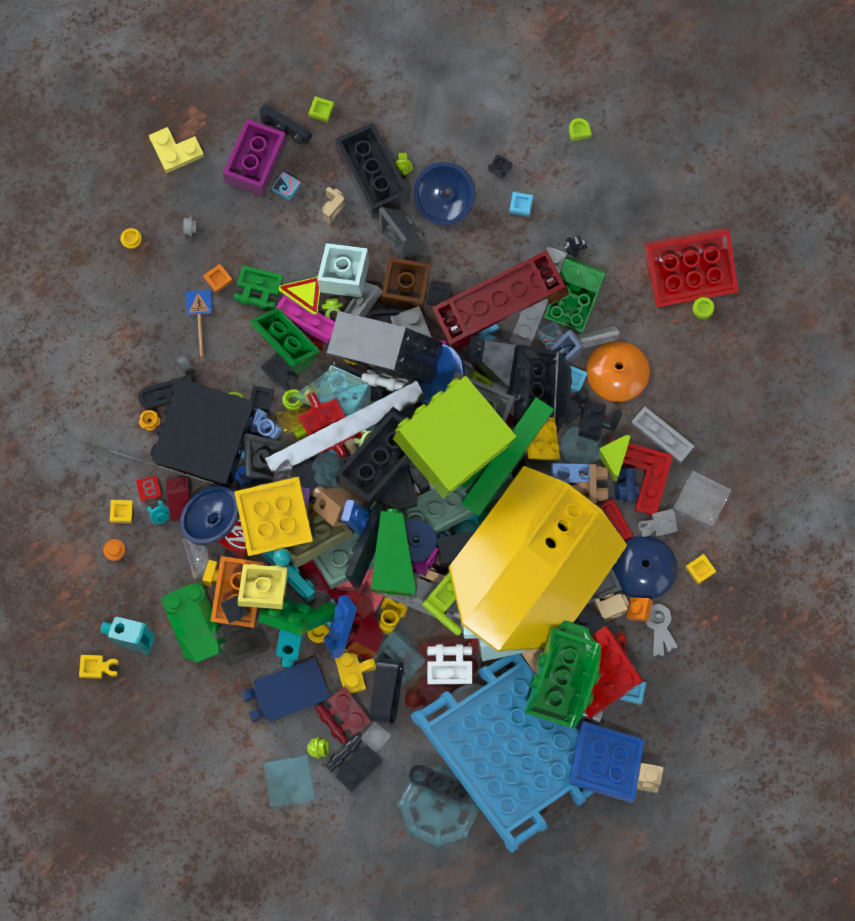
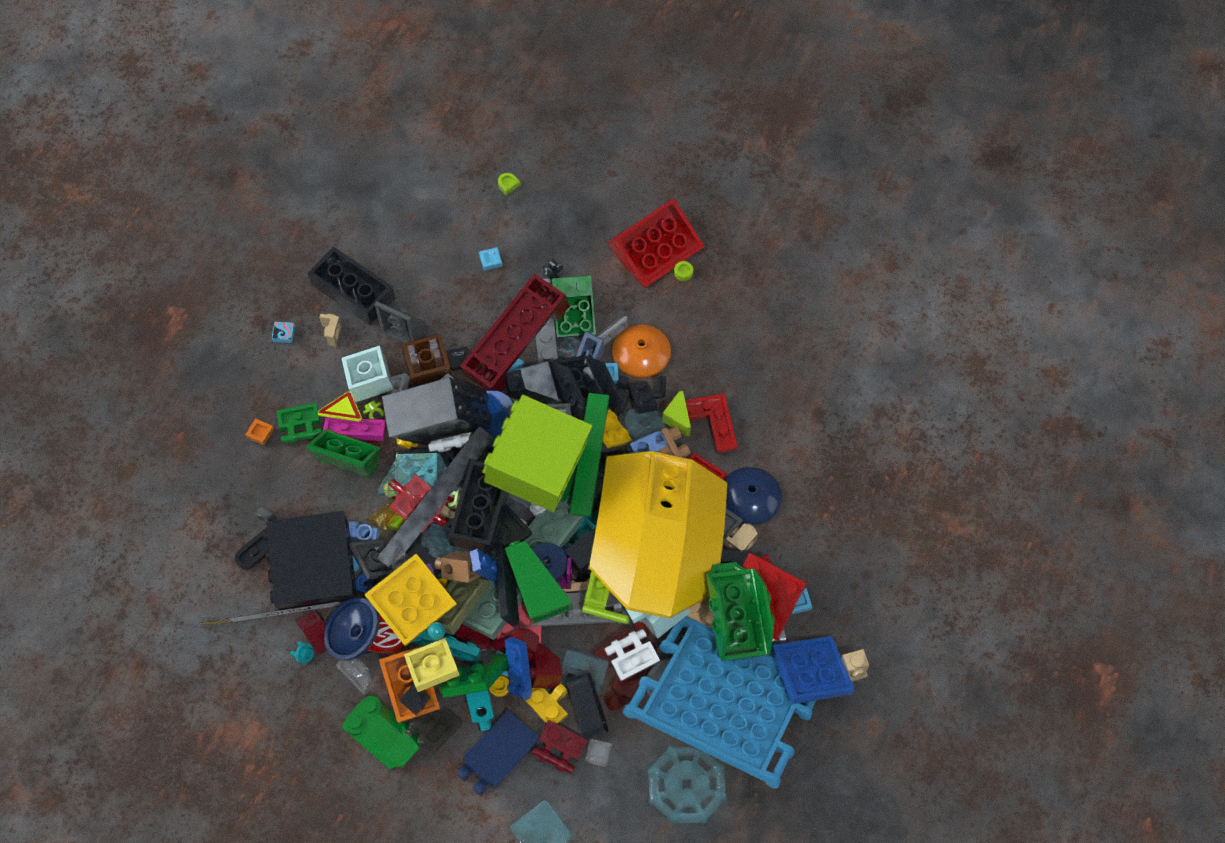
camera: 25 degrees left, 10 degrees down
(93, 666) = (308, 818): yellow plate -> none
(114, 550) = (277, 704): orange plate -> none
(121, 511) = (267, 667): yellow plate -> none
(129, 634) = (328, 771): teal torso -> none
(131, 238) = (165, 434): yellow plate -> none
(148, 489) = (283, 636): red tile -> none
(149, 414) = (251, 573): light orange plate -> none
(172, 154) = (170, 351): light yellow plate -> none
(189, 226) = (213, 401): light grey plate -> none
(197, 304) = (252, 461): piece -> none
(211, 573) = (377, 681): yellow plate -> none
(254, 157) = (244, 320): magenta brick -> none
(262, 397) = (350, 509): black plate -> none
(277, 370) = (350, 482): black plate -> none
(284, 124) = (257, 284): black plate -> none
(287, 396) = (373, 496): lime plate -> none
(318, 747) = (552, 787): lime plate -> none
(321, 109) = (283, 260): lime tile -> none
(359, 768) = (597, 789): black plate -> none
(392, 613) = (556, 638): yellow plate -> none
(403, 165) = (377, 269): lime plate -> none
(431, 196) = (408, 276): dark blue dish -> none
(432, 776) = (670, 770): black beam -> none
(501, 172) = (457, 233): black plate -> none
(627, 489) = (702, 438): dark blue plate -> none
(639, 609) = (767, 530): orange plate -> none
(659, 621) = (787, 531): light grey piece -> none
(662, 435) = (706, 382): light grey plate -> none
(662, 524) = (746, 452): light grey plate -> none
(700, 569) = (798, 473): yellow plate -> none
(702, 499) = (768, 418): clear plate -> none

